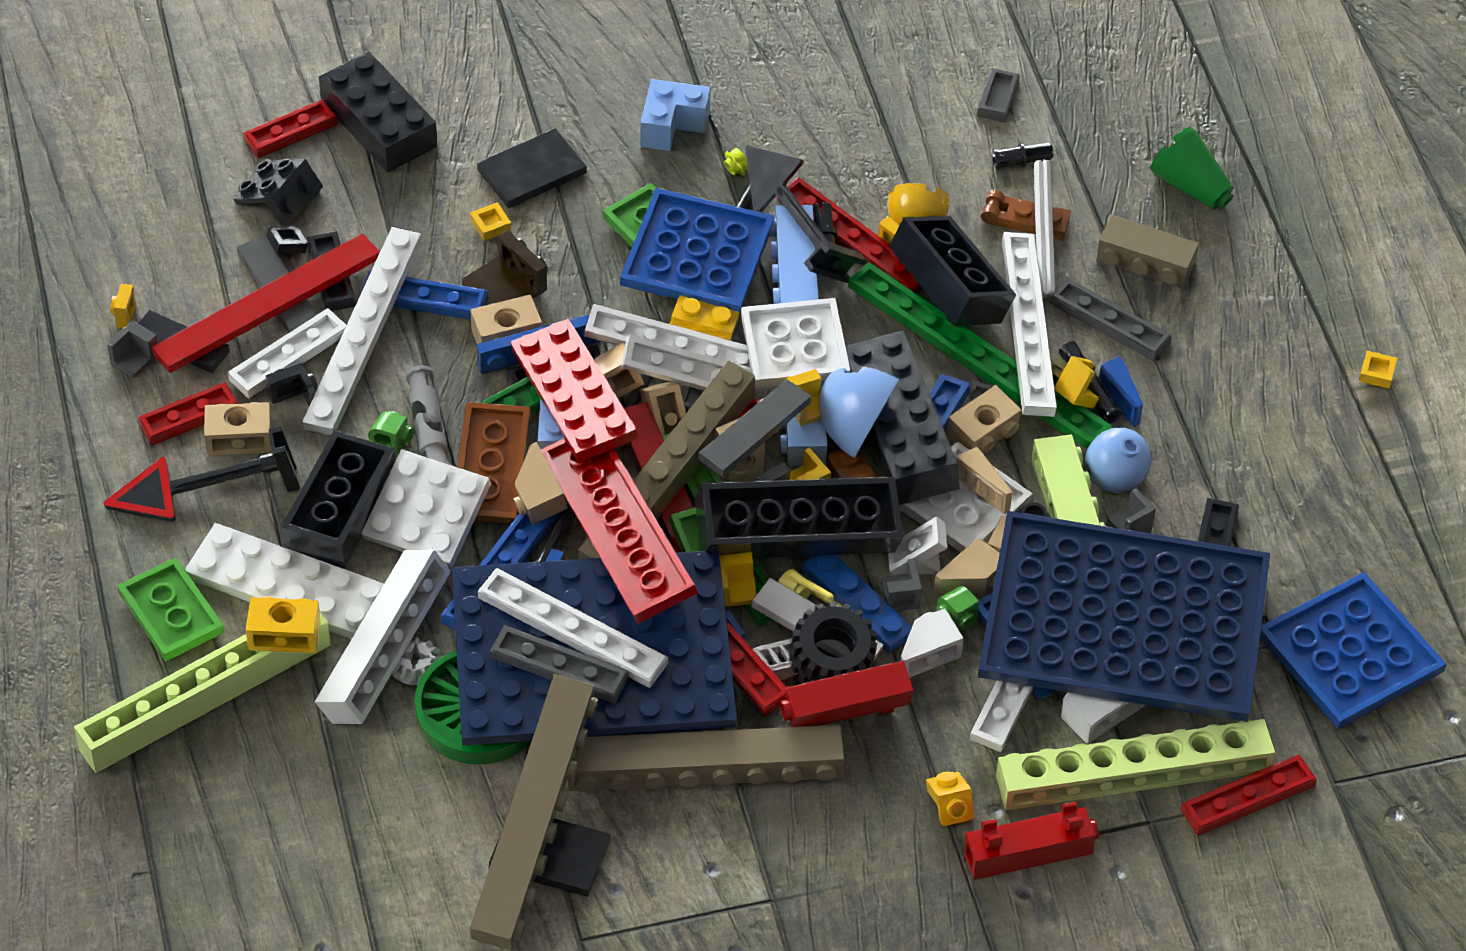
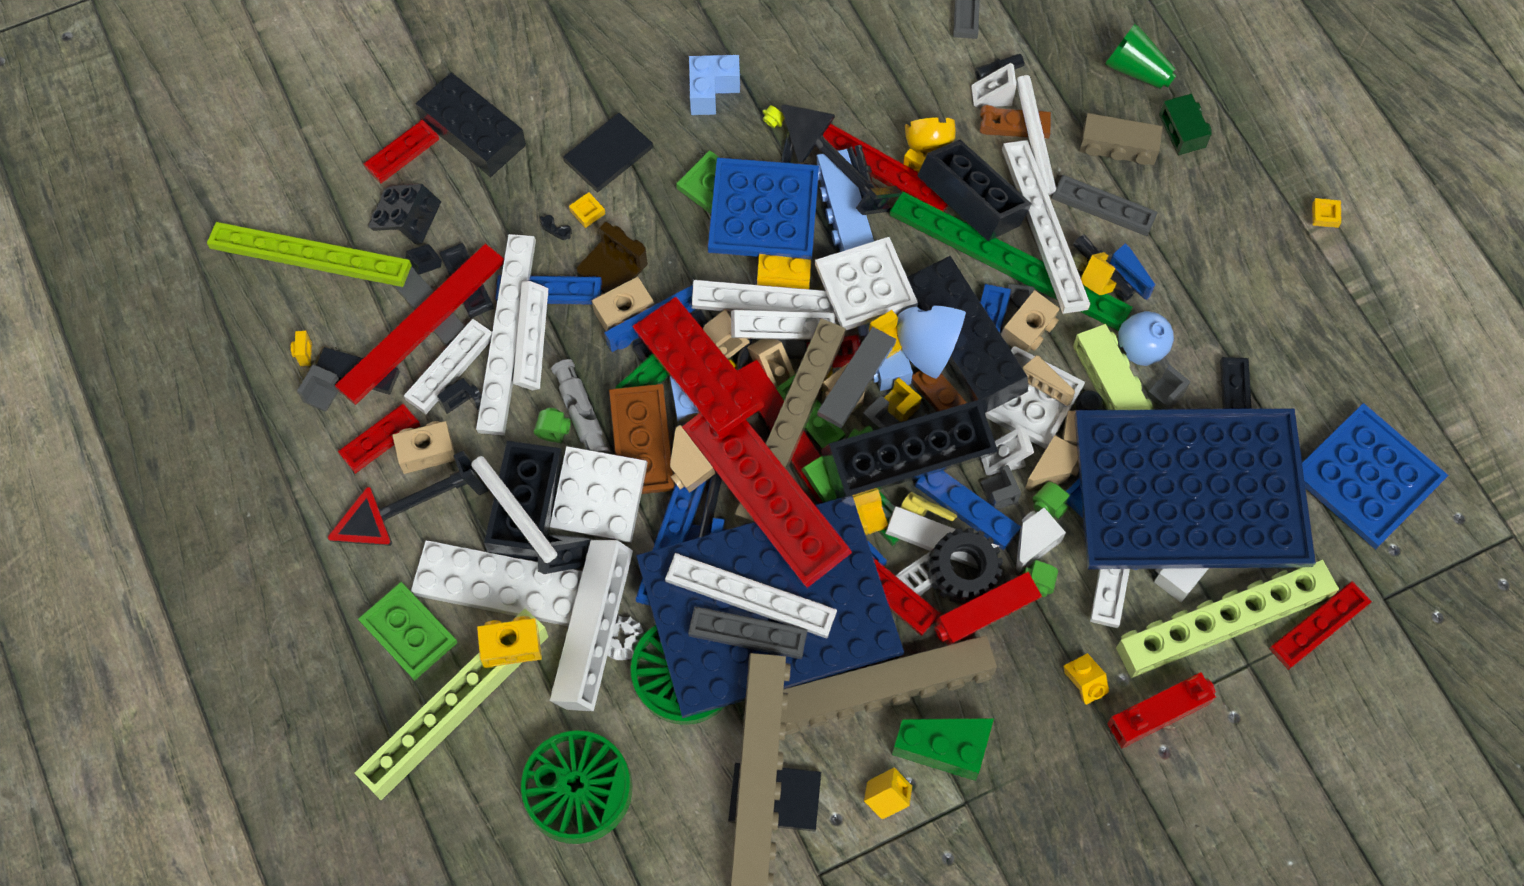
camera: 10 degrees left, 15 degrees up
(157, 212) = (309, 254): none -> lime plate
(322, 795) = (618, 797): none -> green piece
(323, 495) = (514, 509): none -> white axle
(366, 559) = (570, 554): none -> black slope
(390, 335) = (530, 335): none -> white plate
(442, 232) = (548, 225): none -> black piece
(682, 869) = (888, 793): none -> yellow panel
(762, 829) = (945, 744): none -> green wedge
(926, 683) = (1043, 576): none -> bright green plate
(1010, 174) = (995, 89): none -> white slope
(1231, 248) = (1185, 124): none -> dark green brick

